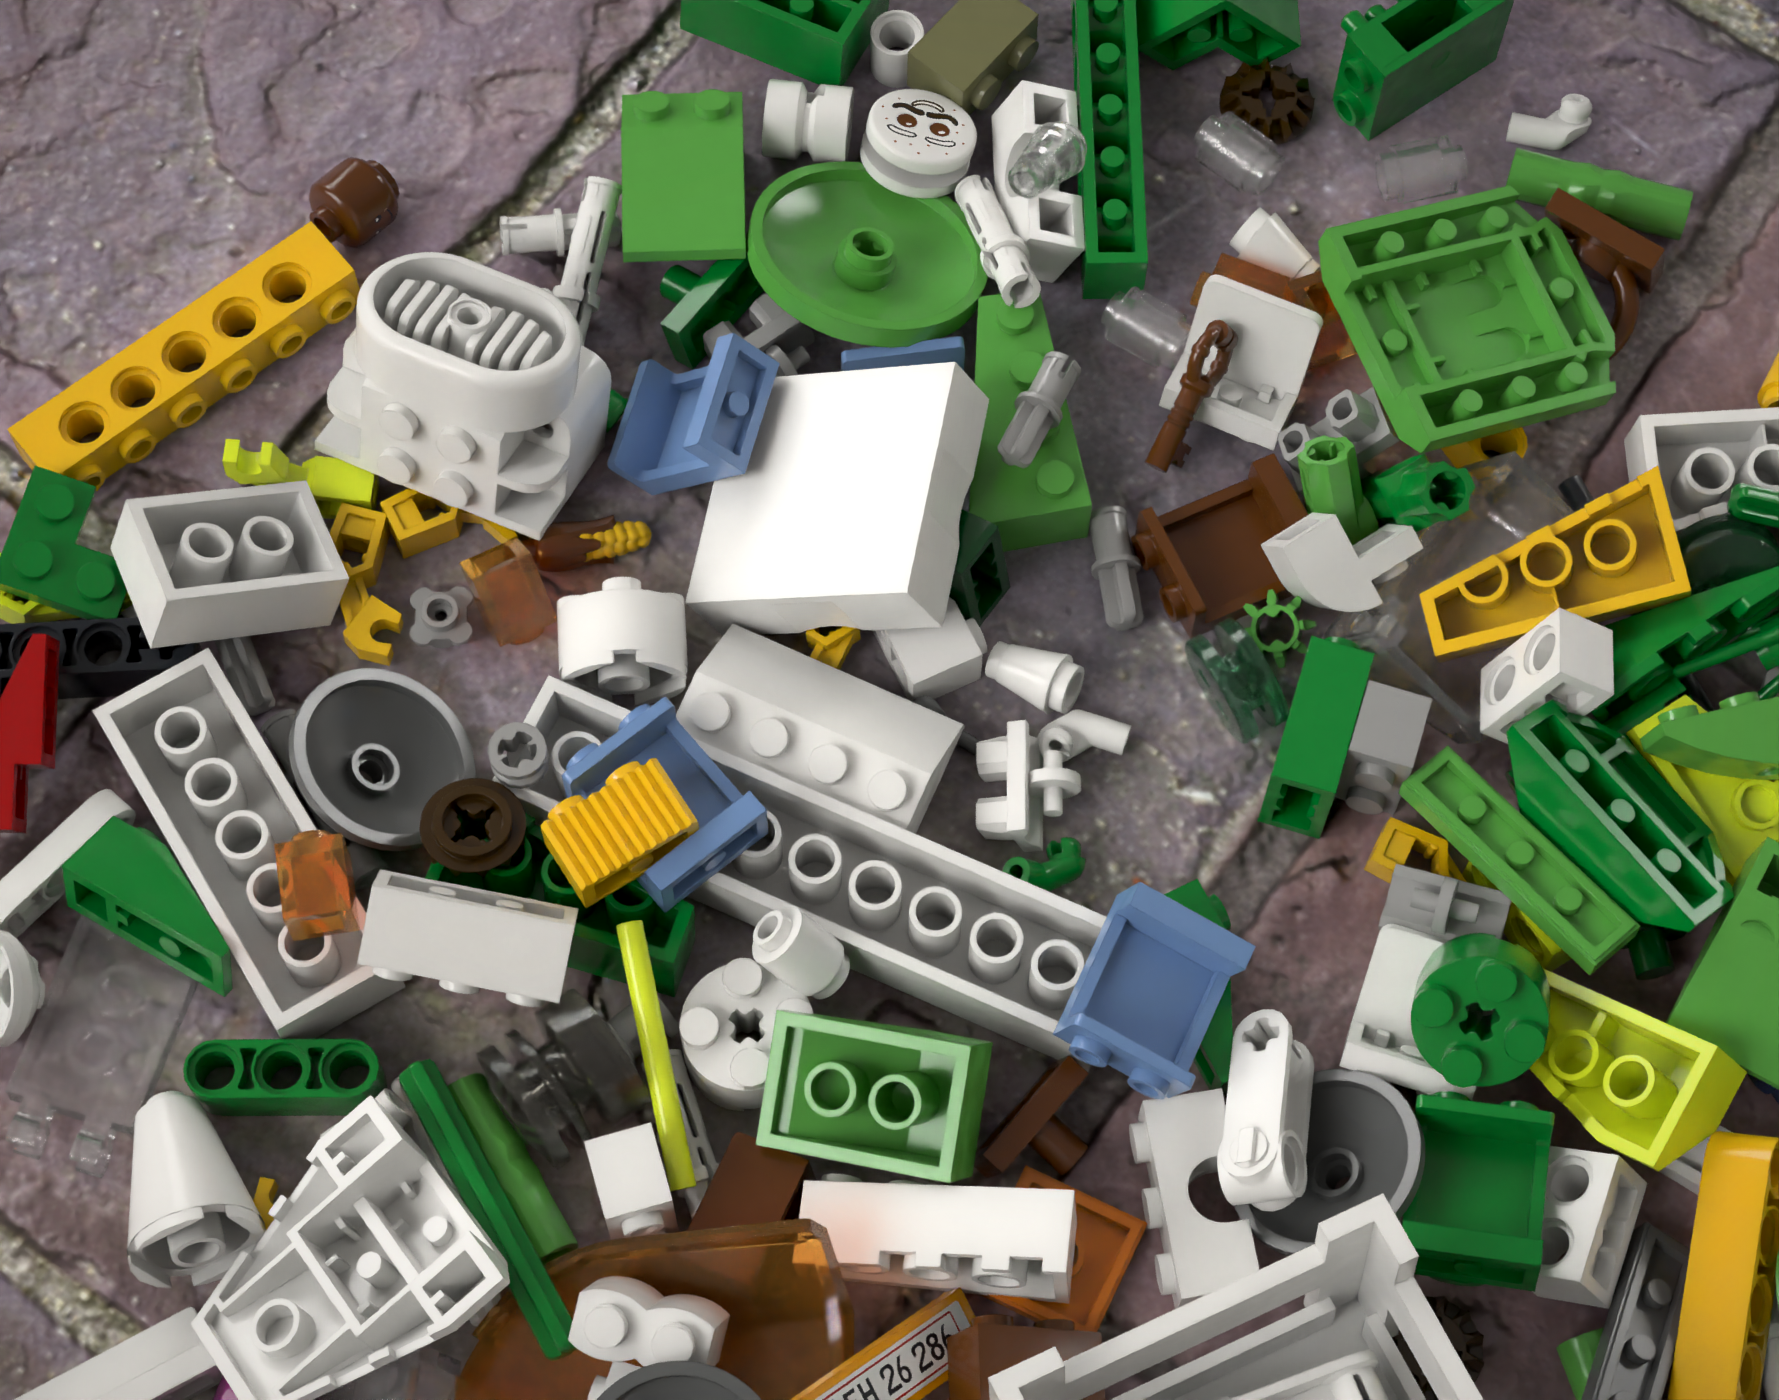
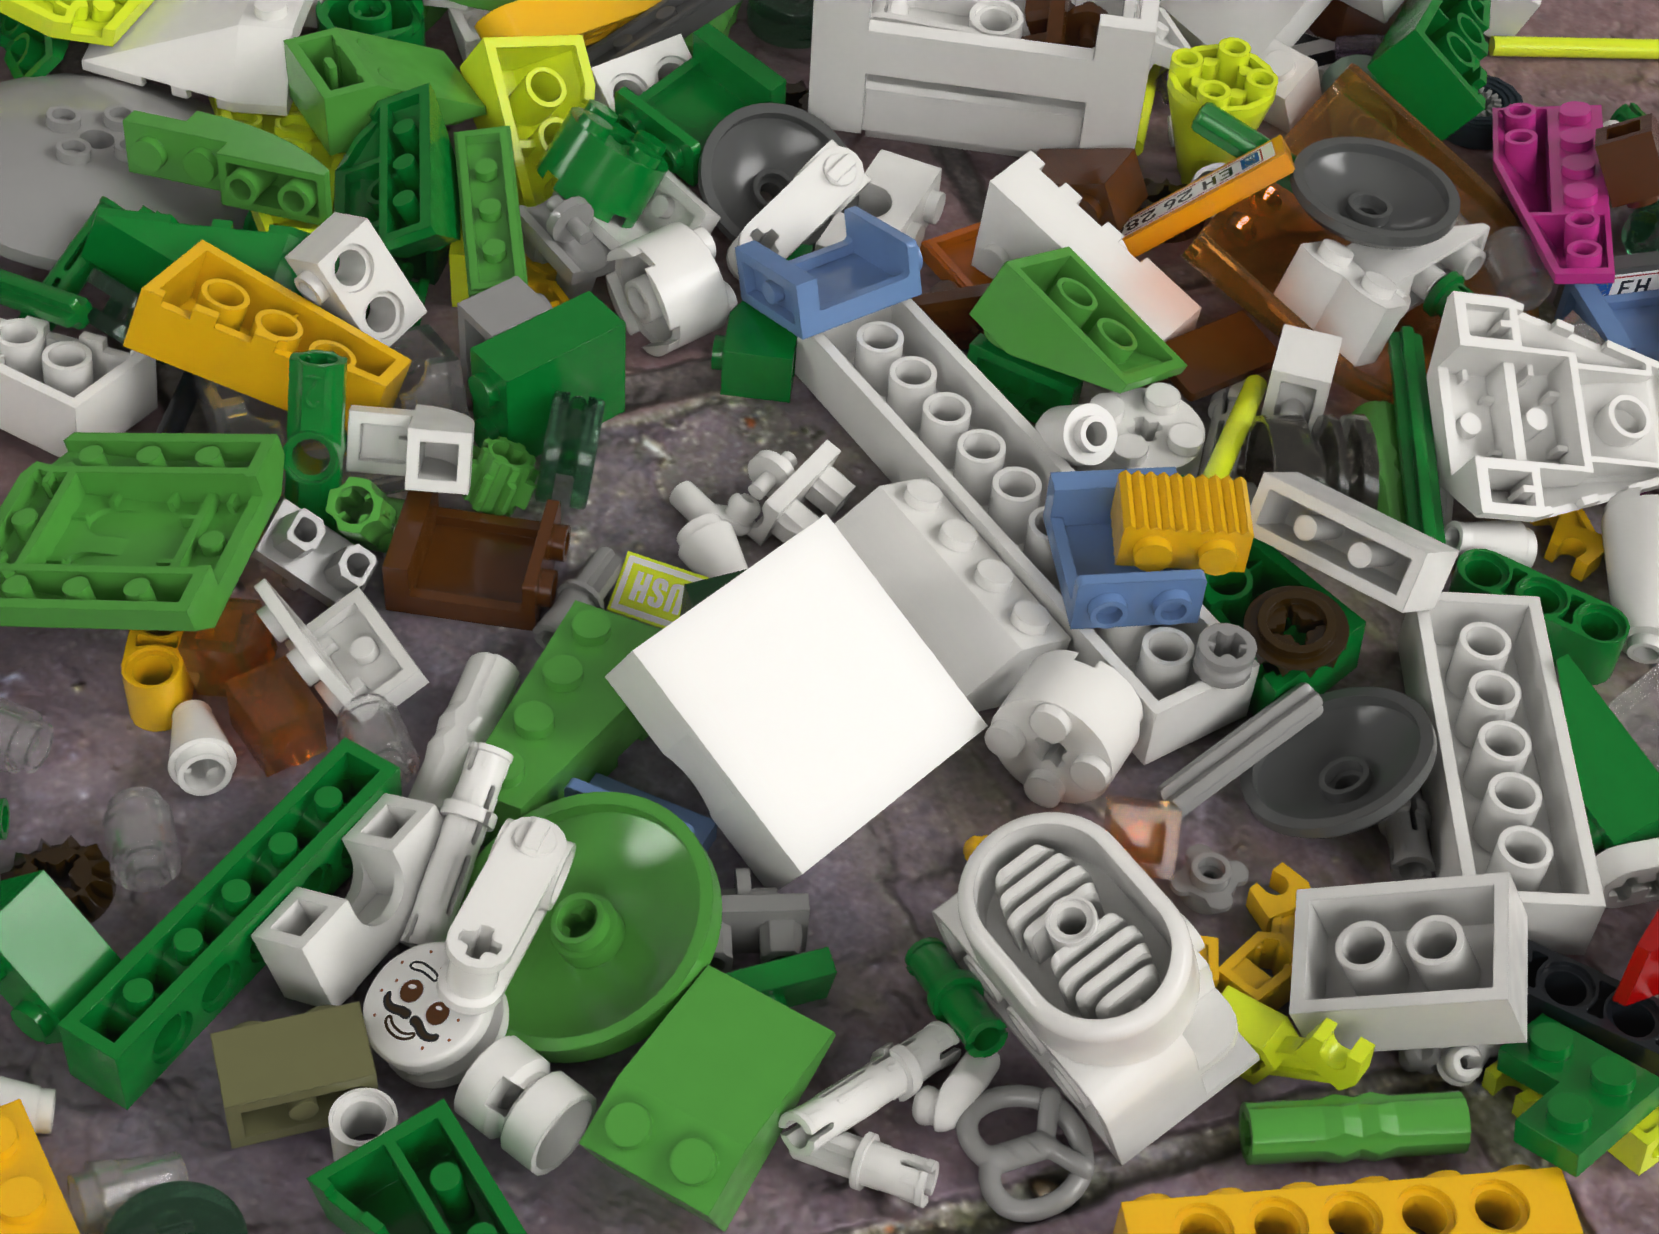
camera: 150 degrees left, 20 degrees down
(200, 468) = (1354, 1127): none -> bright green axle
(316, 885) = (1462, 639): clear orange brick -> none
(488, 715) = (1242, 748): none -> light grey axle
(694, 422) = (864, 858): medium blue panel -> none
(913, 198) = (503, 913): none -> white piece
(1038, 410) = (565, 654): light grey axle -> none
(1049, 158) = (357, 847): clear cone -> none
(1050, 617) = (650, 590): none -> sticker
(1062, 868) = (806, 440): green arm -> none
(1099, 389) = (471, 716): none -> white axle
(1195, 386) = (396, 643): reddish brown piece -> none
(1310, 929) = (670, 287): none -> white brick

